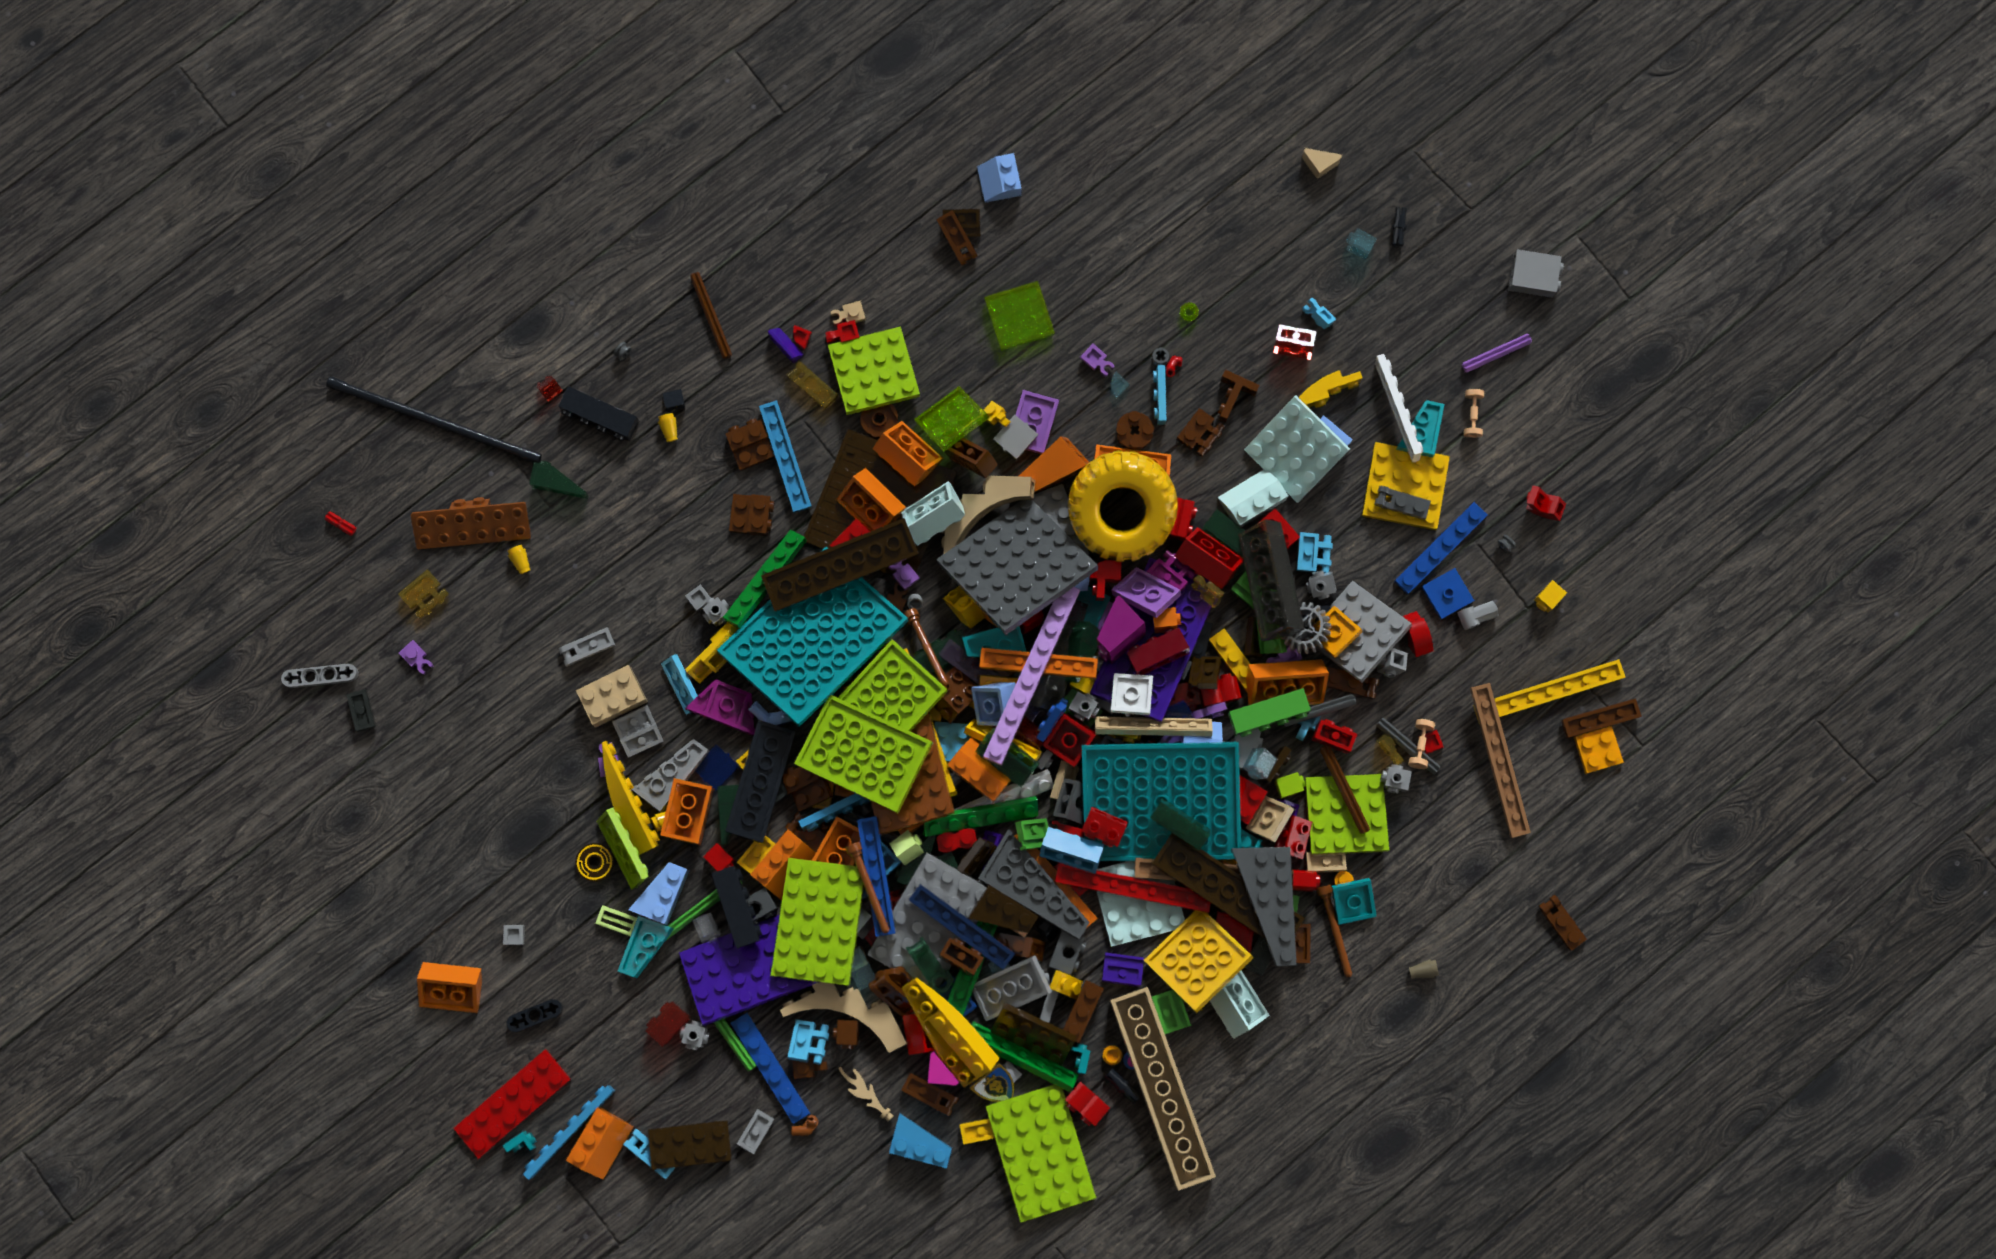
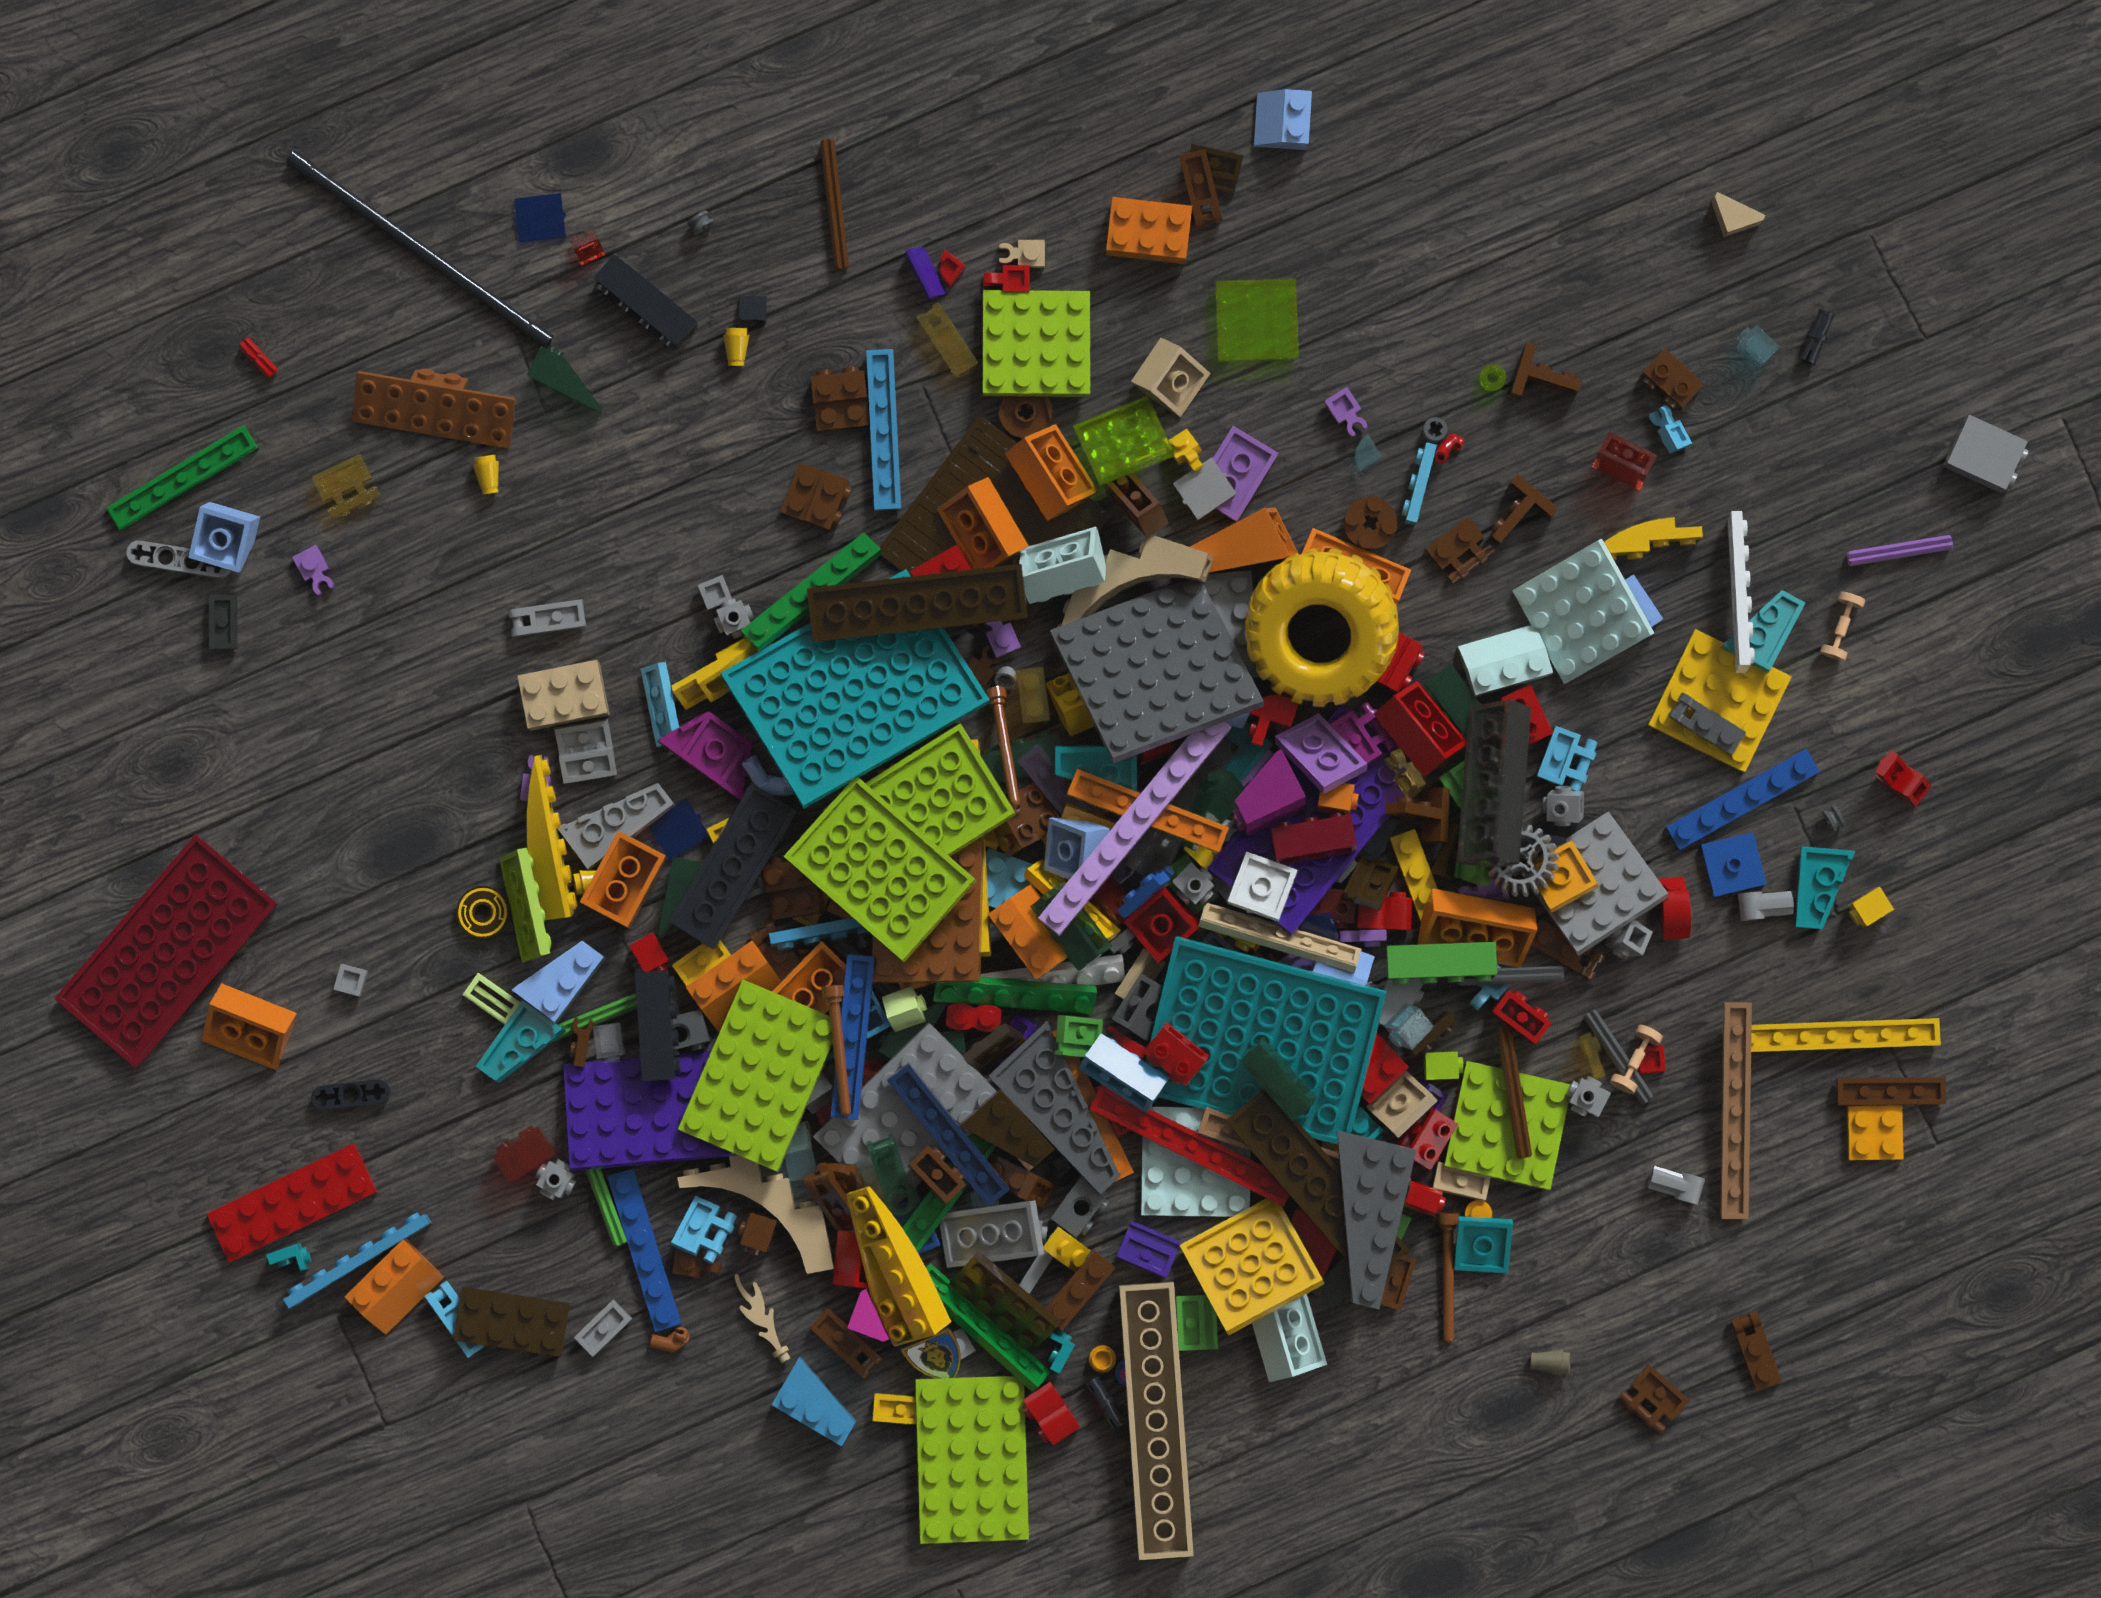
camera: 15 degrees right, 5 degrees up
(308, 619) = (182, 478): none -> green tile
(346, 651) = (223, 536): none -> light blue slope
(378, 950) = (166, 951): none -> dark red plate
(511, 377) = (540, 217): none -> clear blue piece
(687, 938) = (579, 1048): none -> reddish brown plate
(929, 275) = (1148, 230): none -> orange brick
(937, 609) = (1033, 696): none -> clear yellow brick
(971, 368) = (1170, 376): none -> tan slope
(1222, 300) = (1541, 374): none -> reddish brown bracket
(1231, 612) = (1431, 811): none -> reddish brown bracket
(1310, 281) = (1671, 380): none -> reddish brown brick
(1476, 822) = (1682, 1186): none -> light grey piece
(1504, 970) = (1657, 1391): none -> reddish brown plate
(1509, 588) = (1818, 882): none -> teal wing

